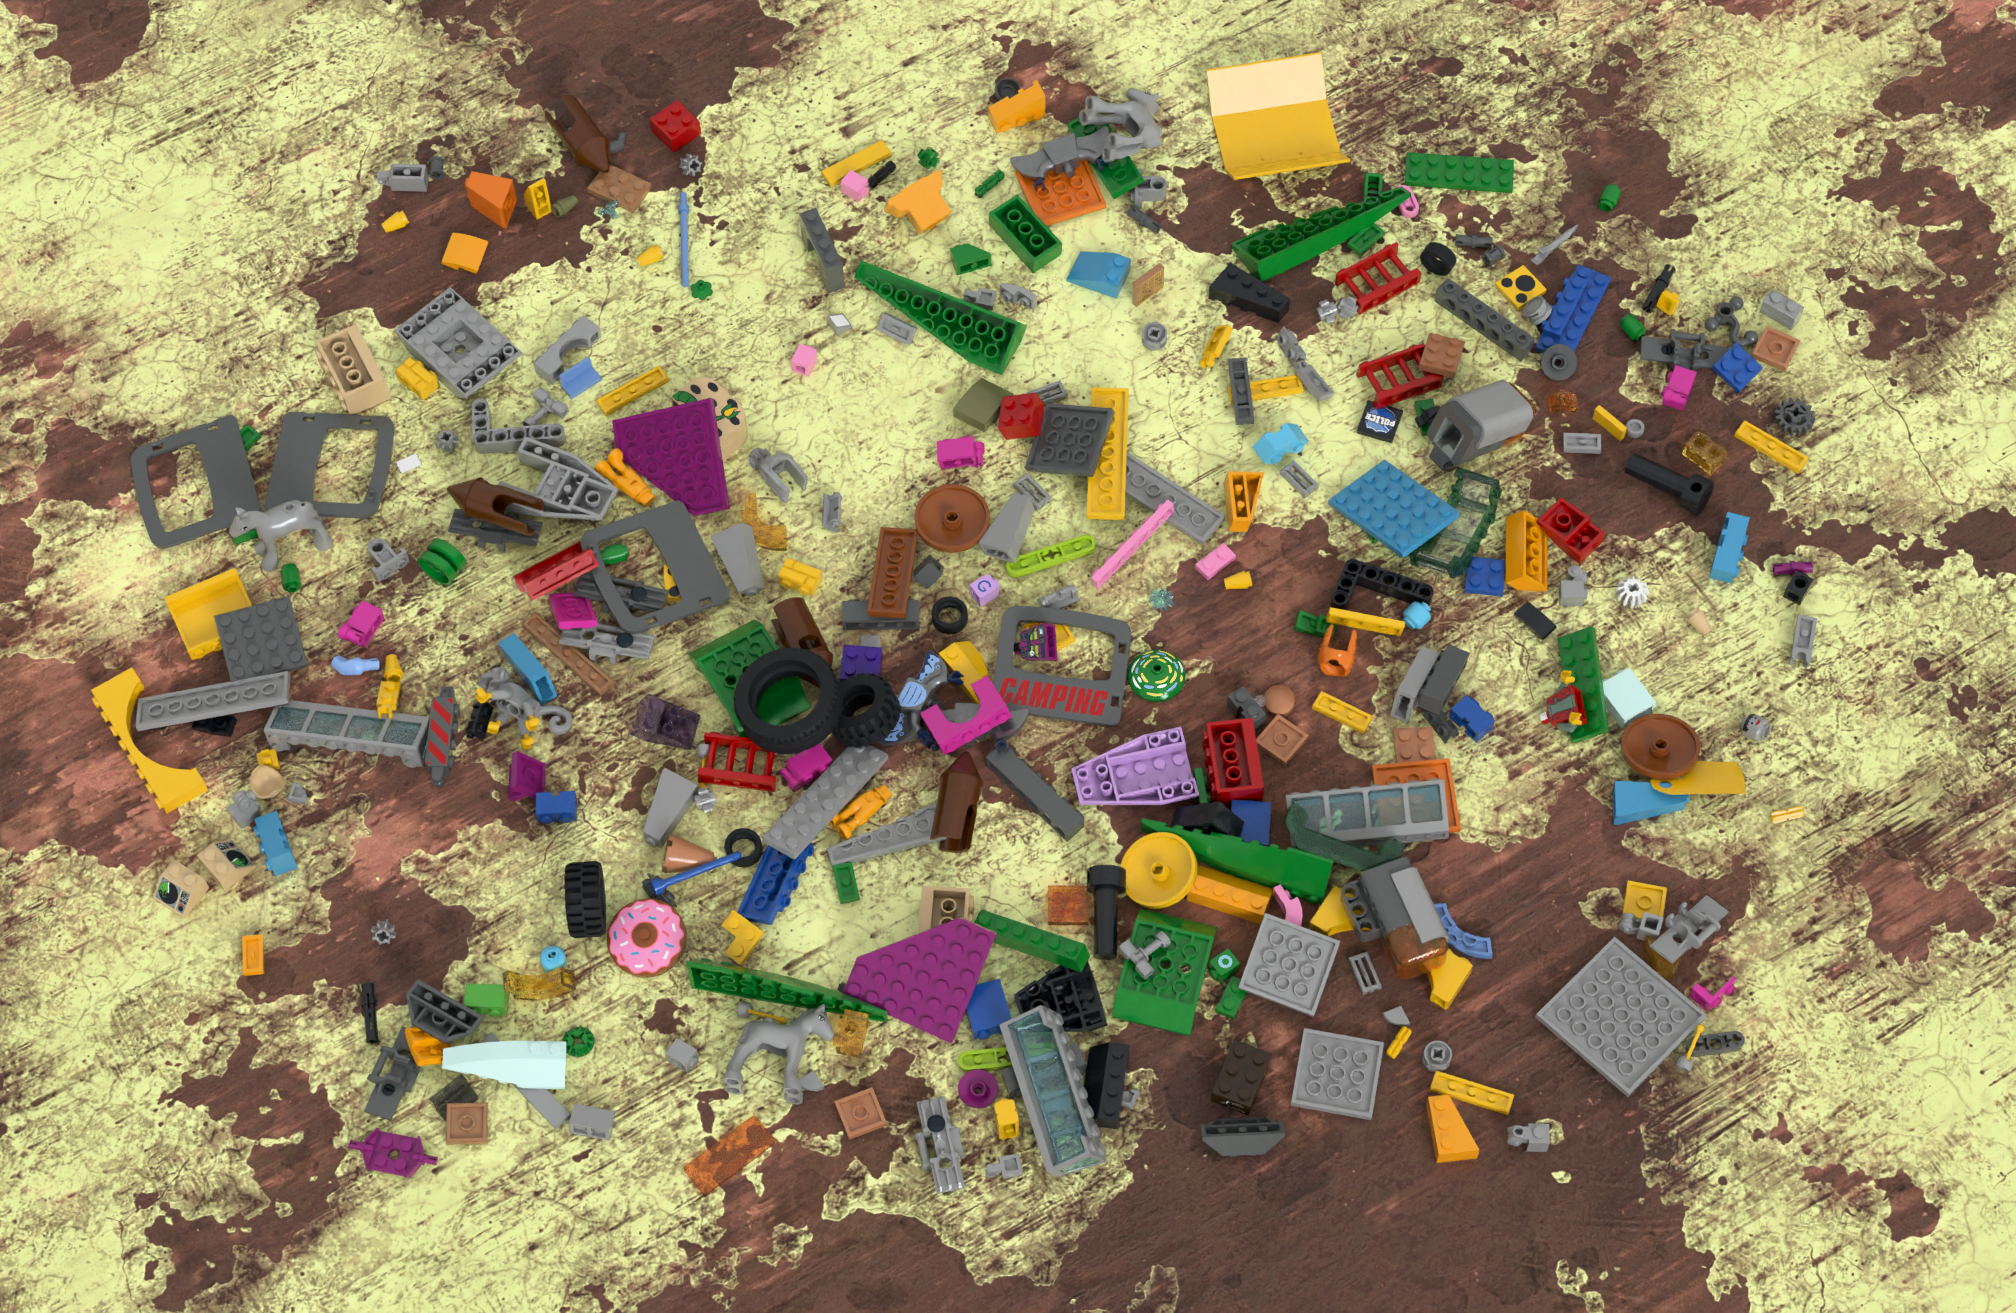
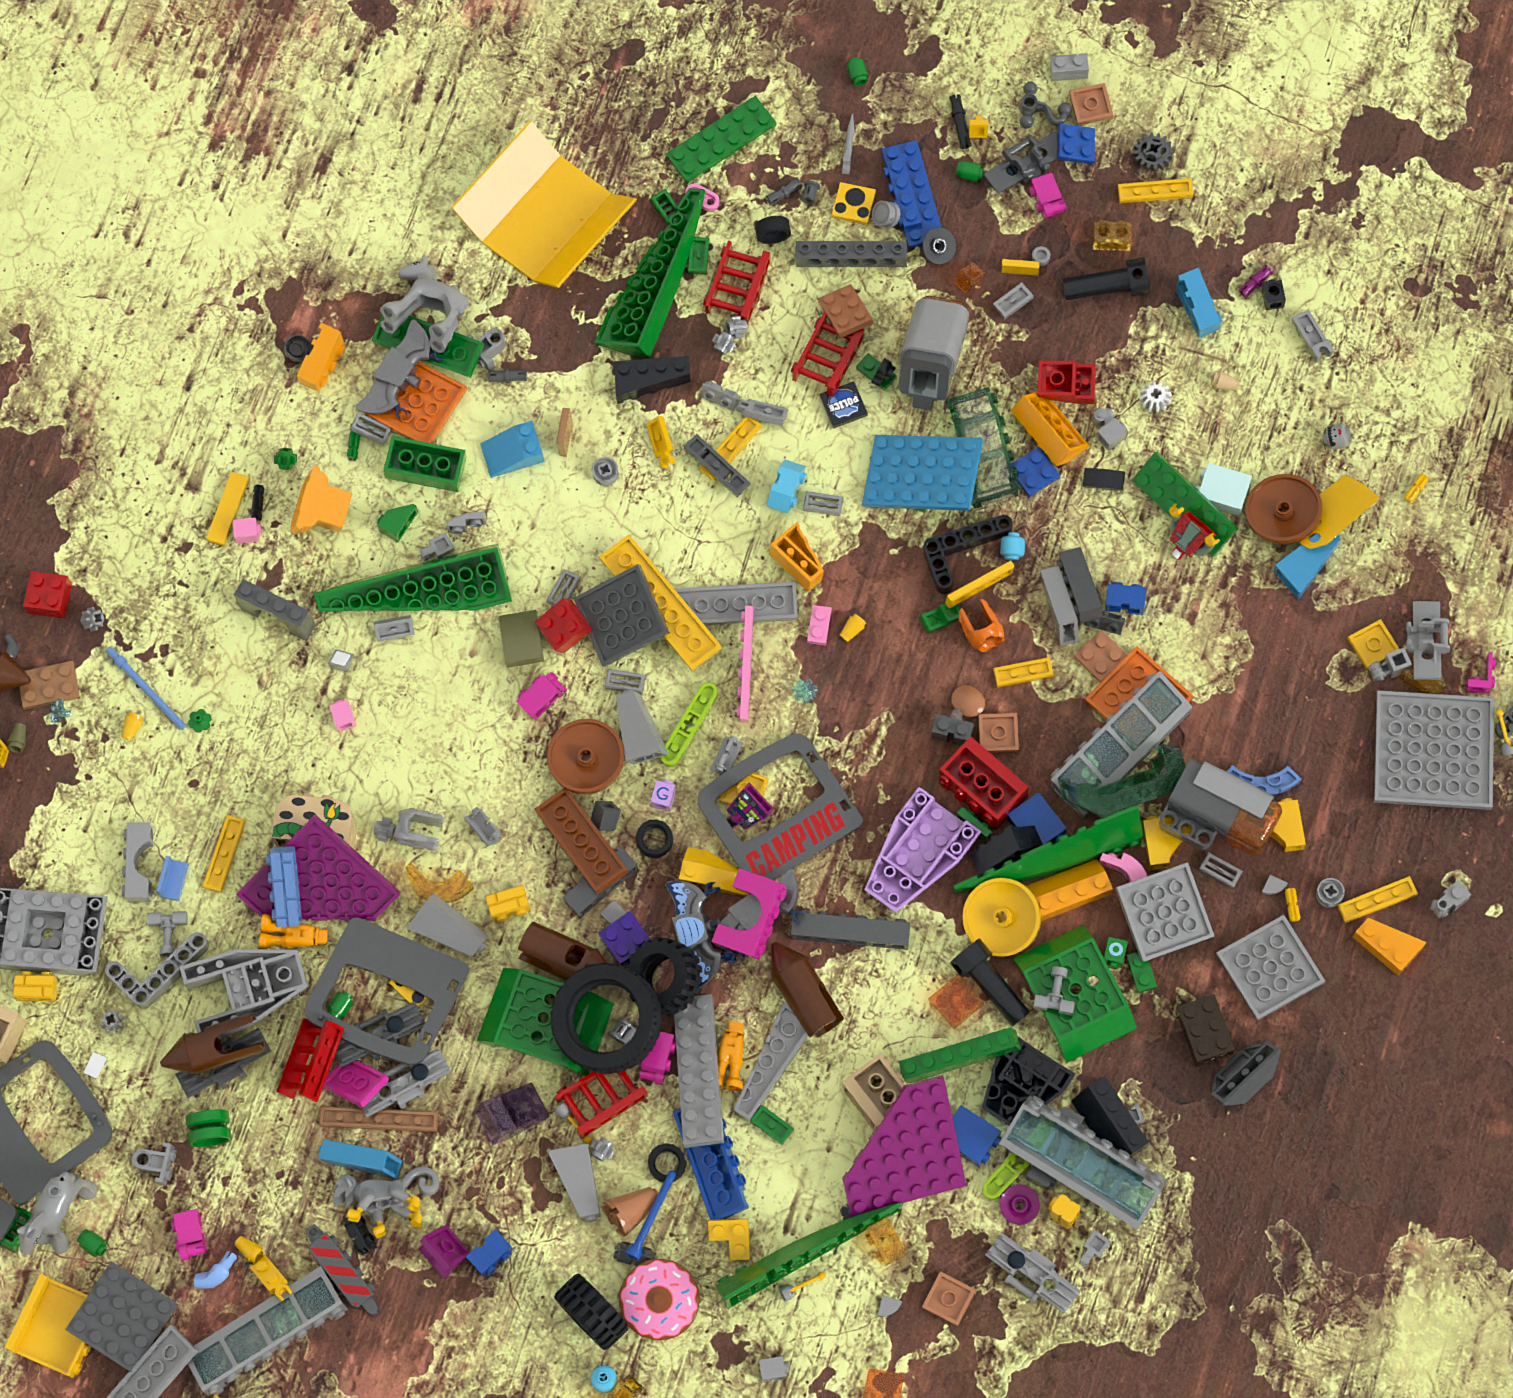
camera: 35 degrees left, 10 degrees up
(648, 437) = (285, 886): none -> medium blue brick
(782, 1041) = (838, 1294): light grey animal -> none
(1002, 184) = (354, 428): none -> light grey tile
(1152, 684) = (856, 769): green dish -> none

